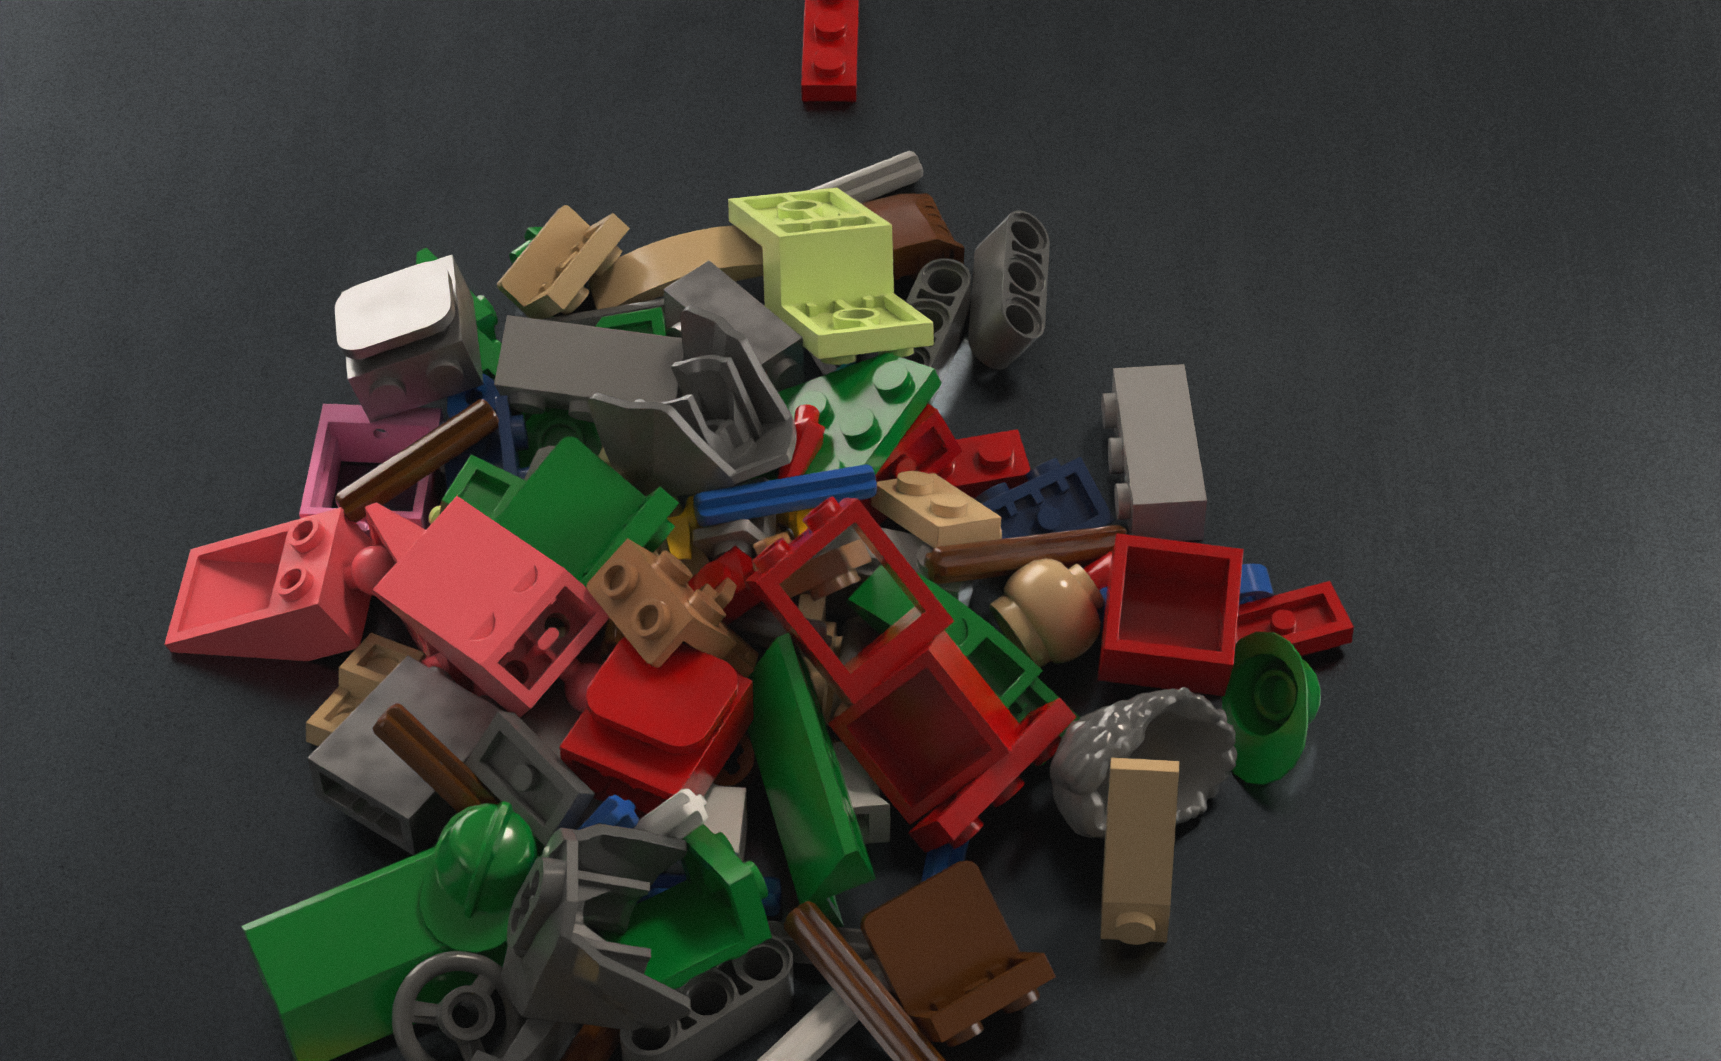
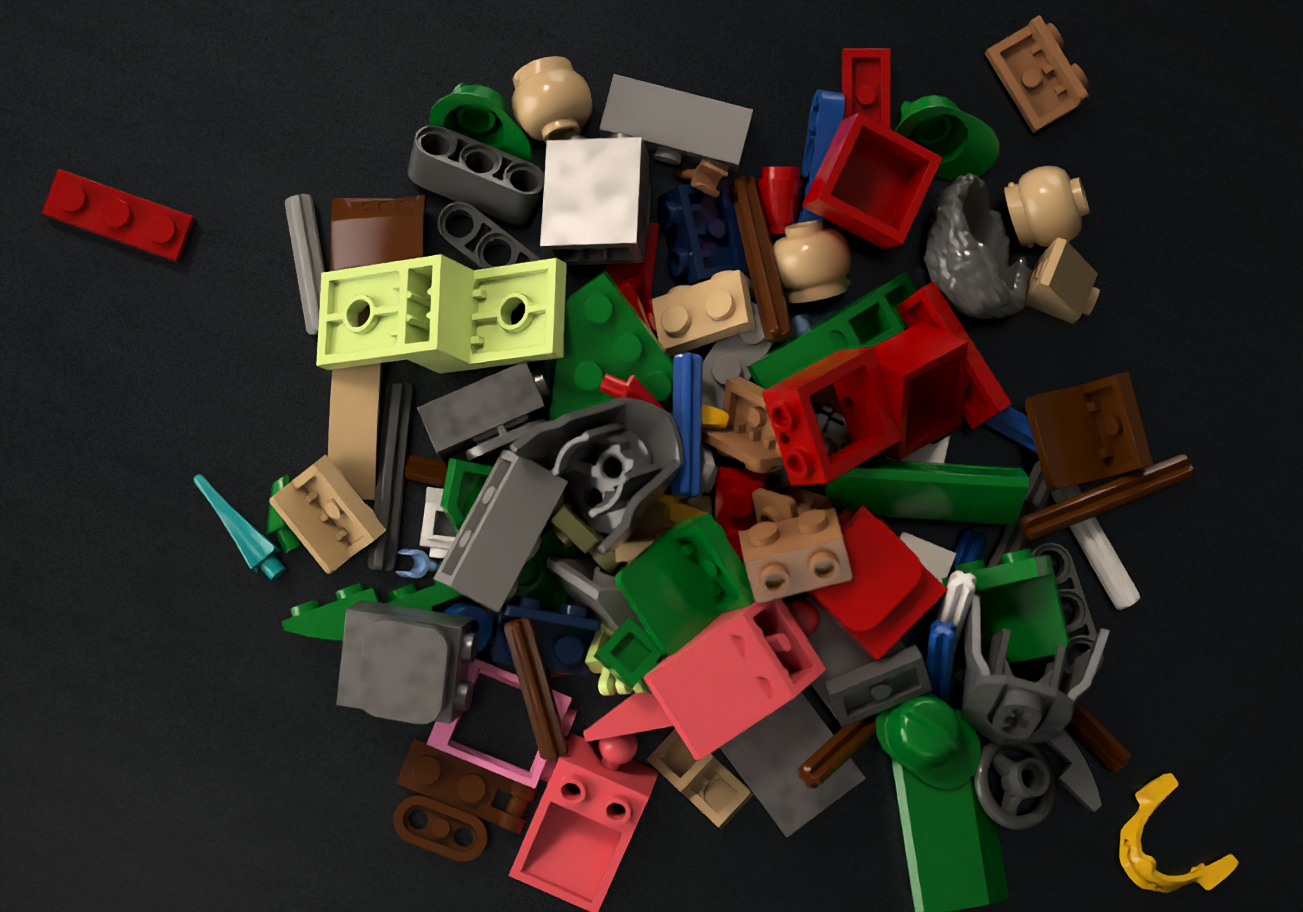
camera: 75 degrees left, 35 degrees up
(227, 478) = (441, 828): none -> reddish brown plate
(282, 470) = (464, 785): none -> reddish brown plate
(507, 226) = (253, 545): none -> teal piece
(1025, 383) = (596, 200): none -> brick
(1077, 272) = (483, 116): none -> green piece
(1102, 487) = (703, 178): none -> medium nougat hand
(1126, 324) = (550, 99): none -> tan piece
(1231, 832) = (1046, 206): none -> tan piece
(1401, 791) = (1039, 74): none -> medium nougat bracket

